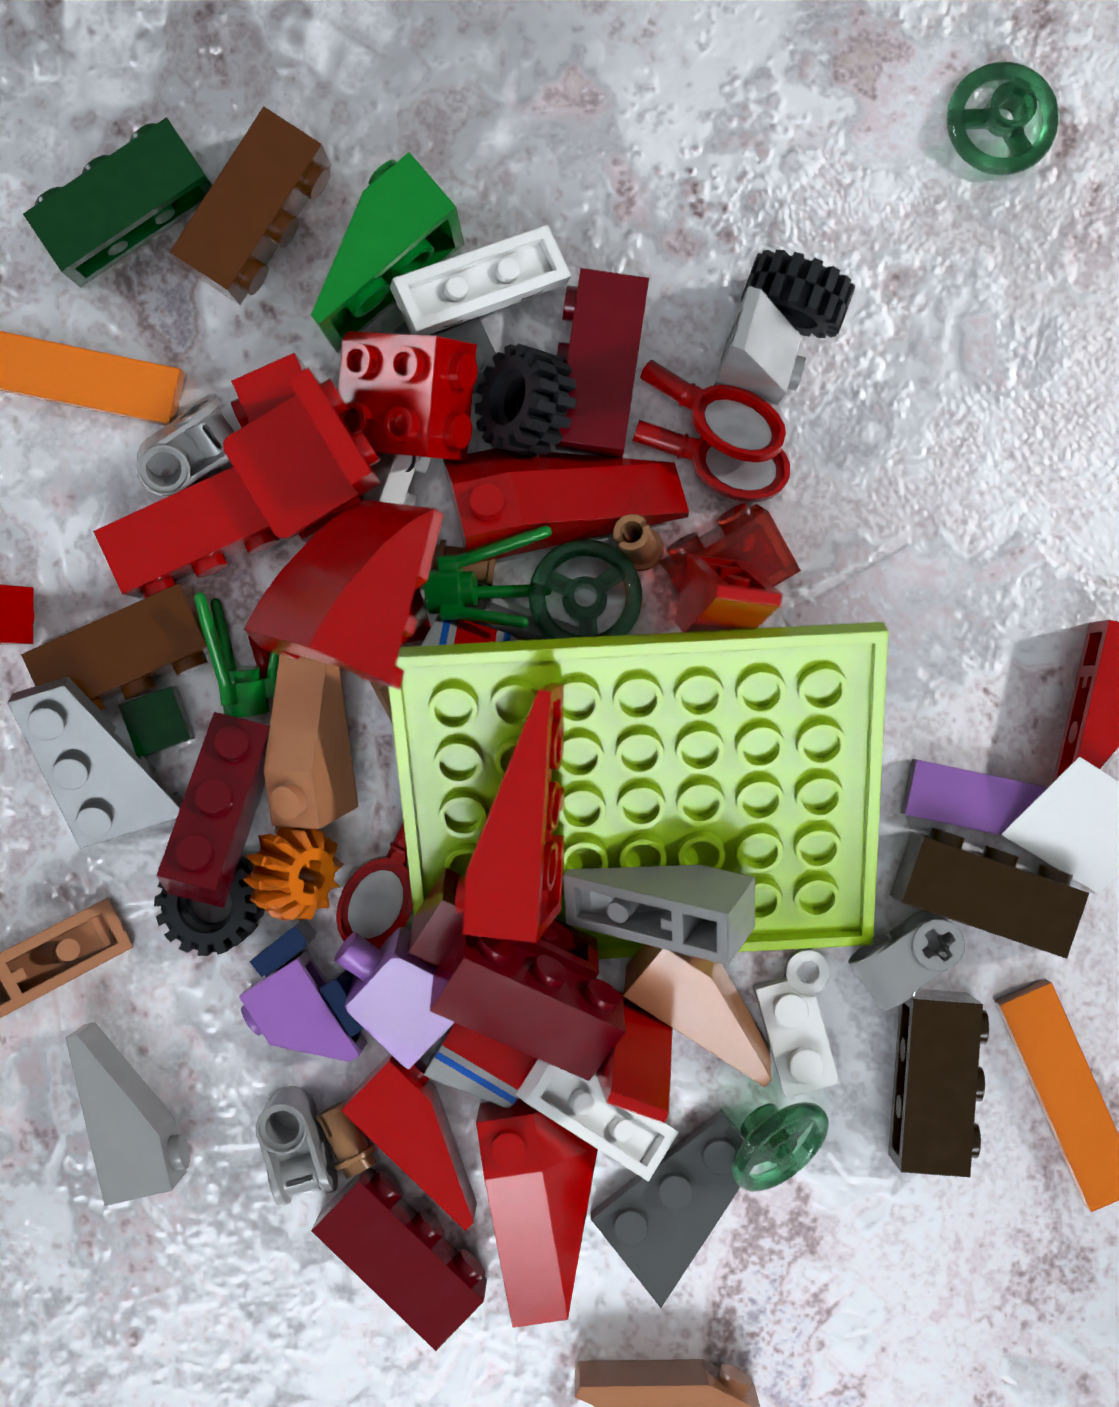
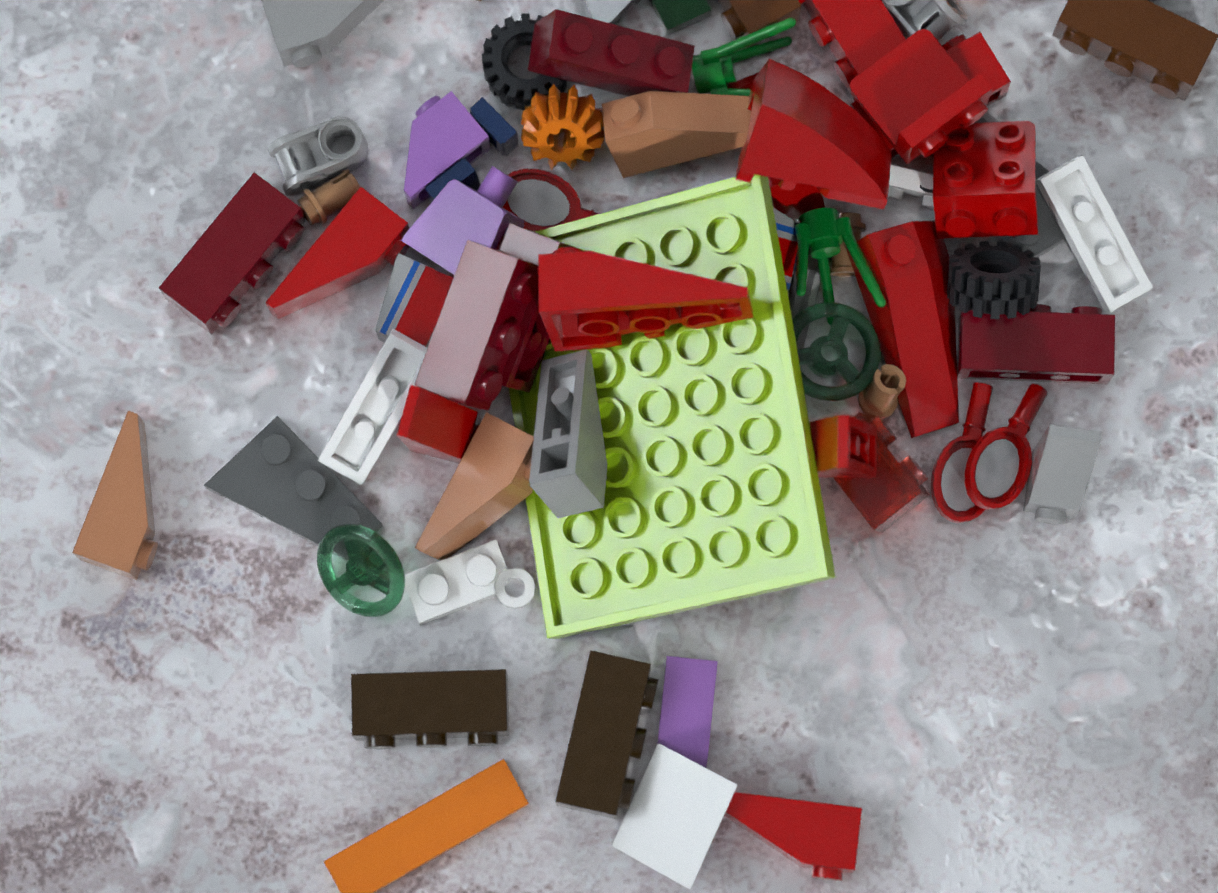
camera: 90 degrees right, 10 degrees down
(395, 229) = (1123, 150): green slope -> none
(538, 1205) = (285, 369): red wedge -> none
(803, 291) = (1117, 505): black tyre -> none
(902, 961) = (533, 664): light grey piece -> none

